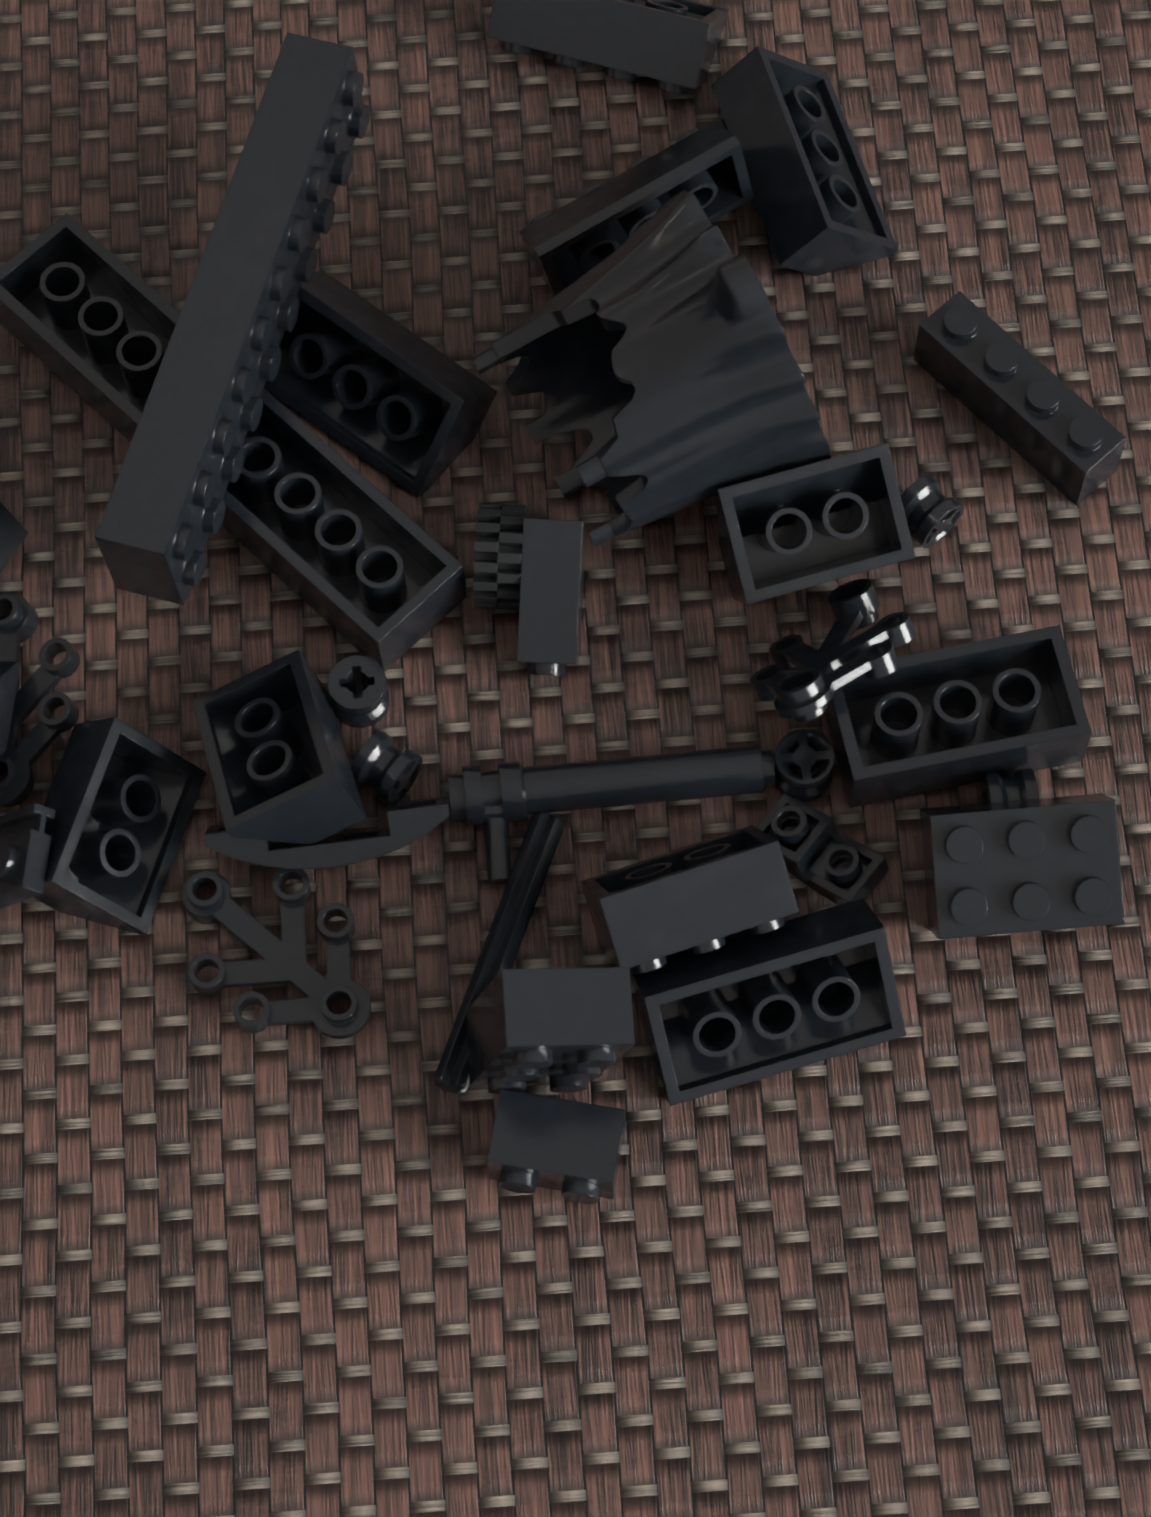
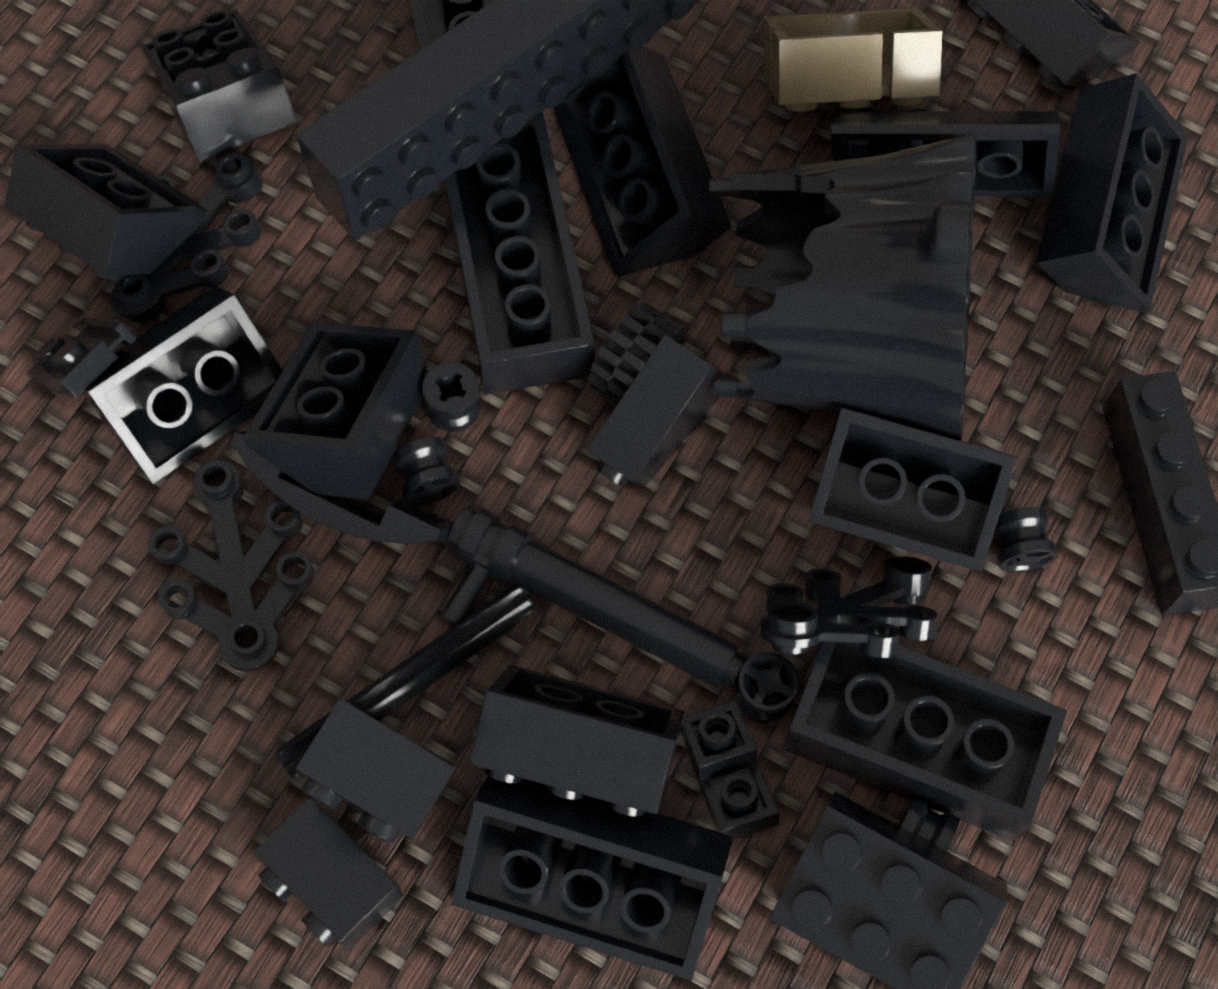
camera: 30 degrees right, 0 degrees up
(497, 175) = (852, 58): none -> dark tan piece

